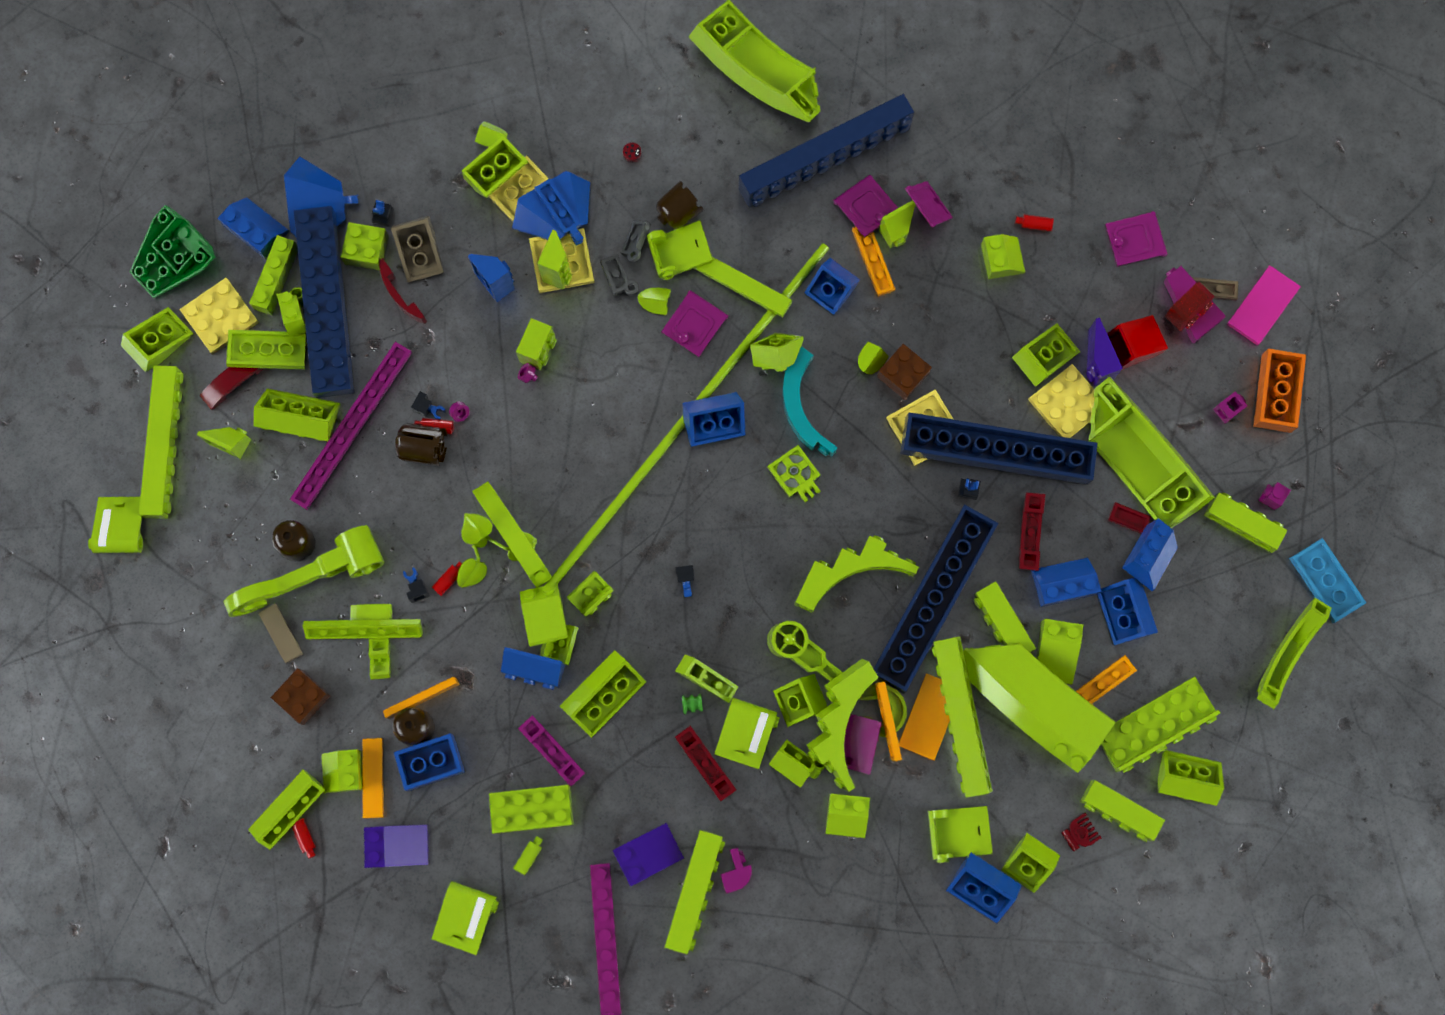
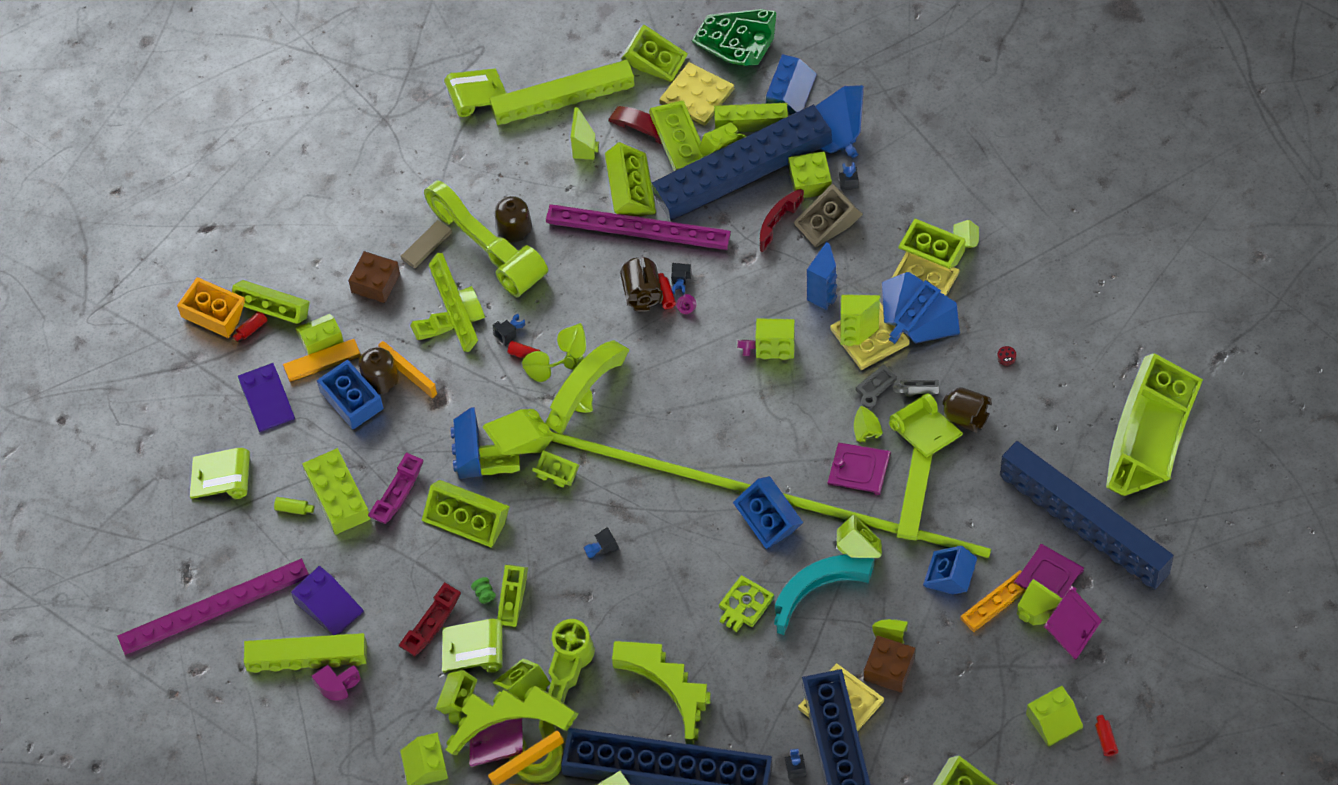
camera: 75 degrees right, 20 degrees down
(268, 870) = (211, 307): none -> light orange slope

